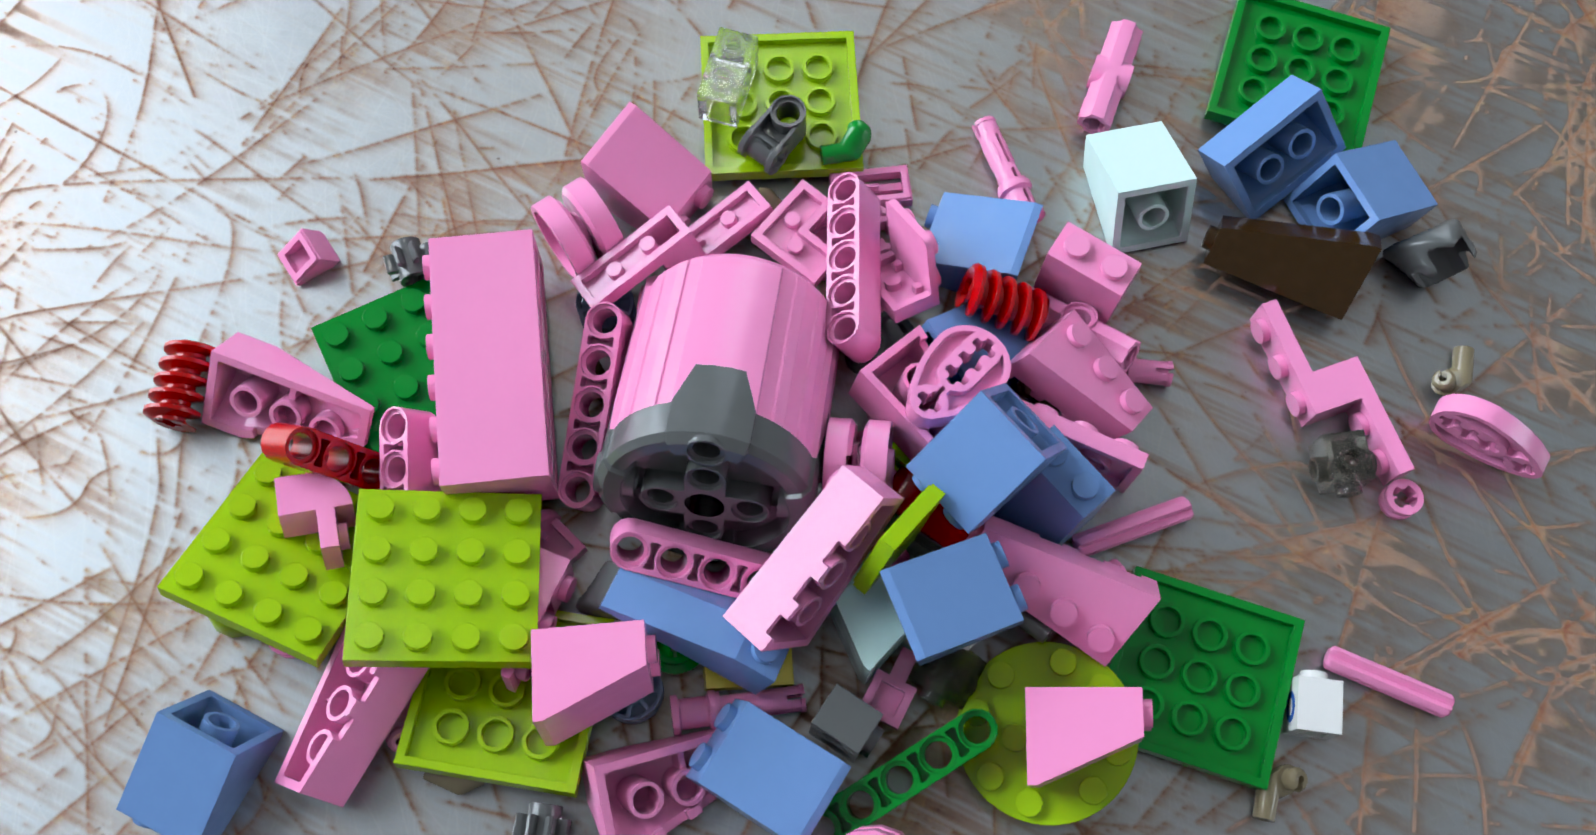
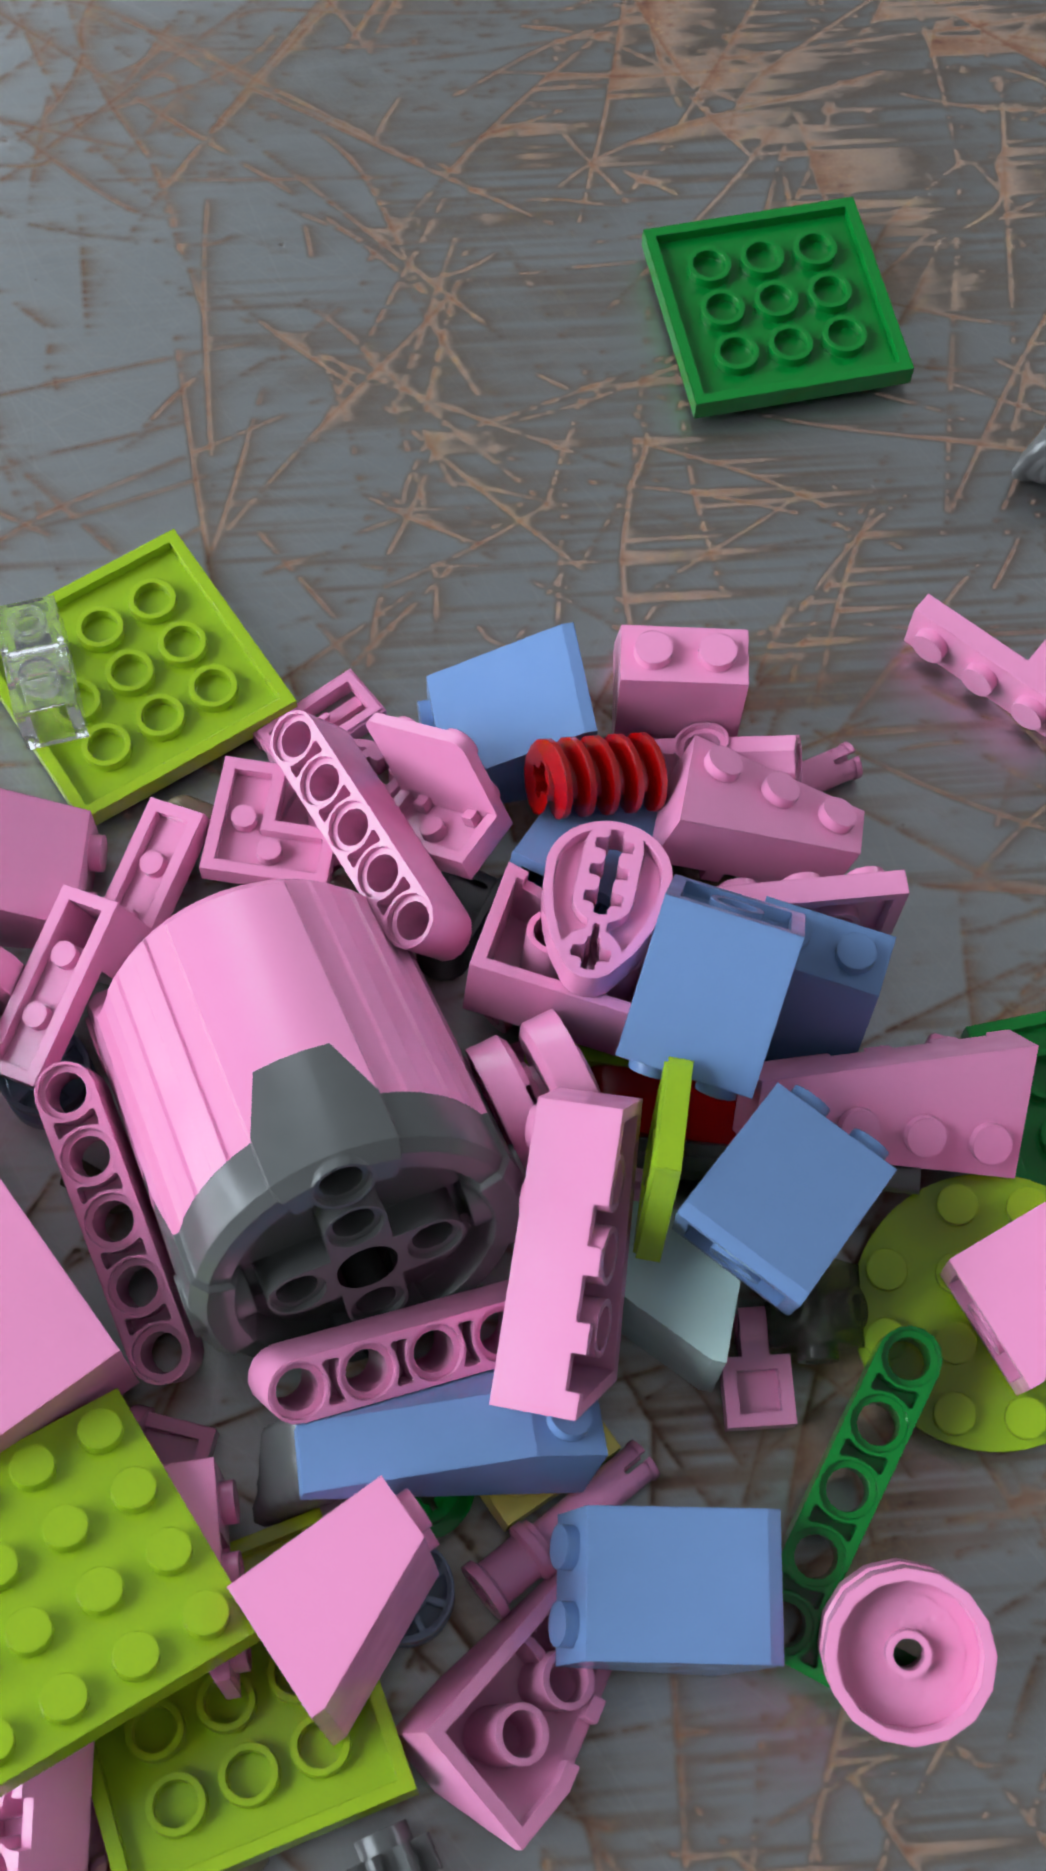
camera: 30 degrees left, 5 degrees down
(770, 139) = (151, 725): dark grey piece -> none
(847, 724) = (732, 1457): dark grey brick -> none
(850, 147) = (264, 680): green arm -> none
(1010, 181) = (472, 600): bright pink pin -> none
(1110, 76) = (547, 424): bright pink piece -> none
(1133, 526) = (928, 978): bright pink axle -> none
(1139, 186) = (670, 540): light aqua slope -> none
(1273, 146) = (806, 408): medium blue slope -> none
(1294, 260) = (923, 534): dark brown slope -> none
(1363, 191) = (946, 423): medium blue slope -> none

